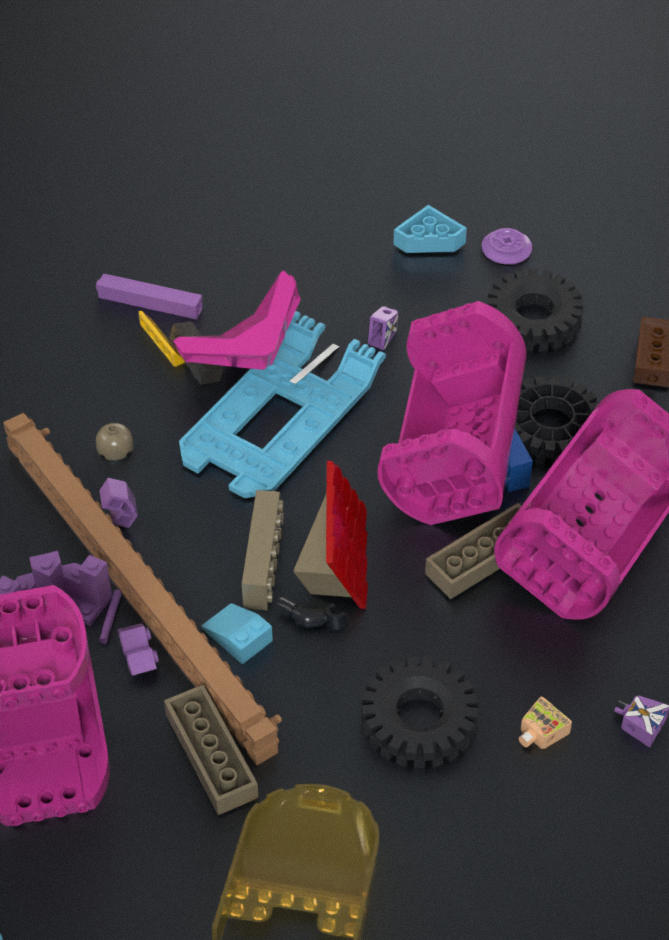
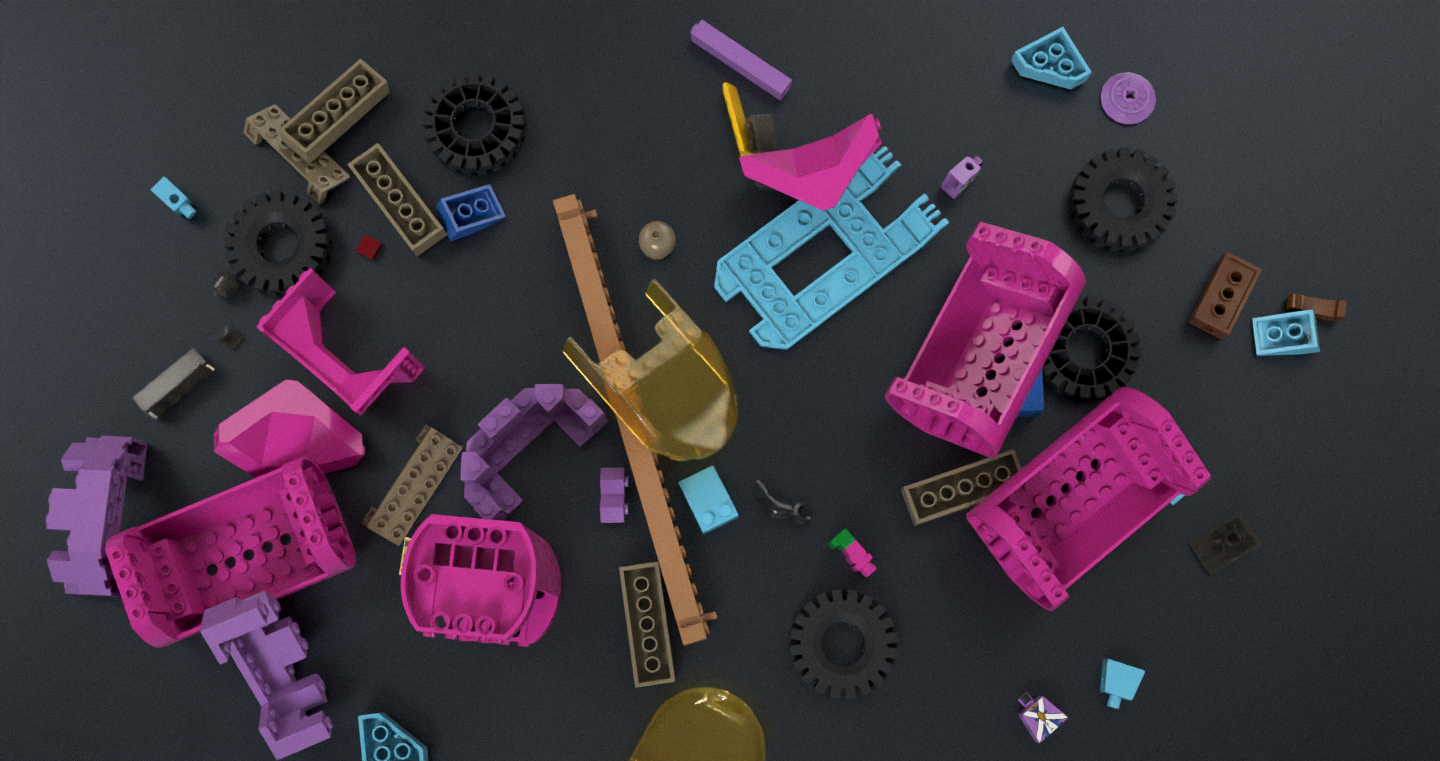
camera: 20 degrees right, 30 degrees up
(110, 616) = (600, 444): medium lavender bar -> none
(120, 501) = (638, 327): medium lavender brick -> none
(165, 539) = (675, 394): none -> clear yellow windscreen
(262, 550) = (755, 423): dark tan brick -> none
(314, 363) = (876, 202): white sticker -> none
(335, 549) = (825, 445): red piece -> none
(398, 628) = (853, 552): none -> dark pink hips
(544, 725) = (947, 694): torso -> none

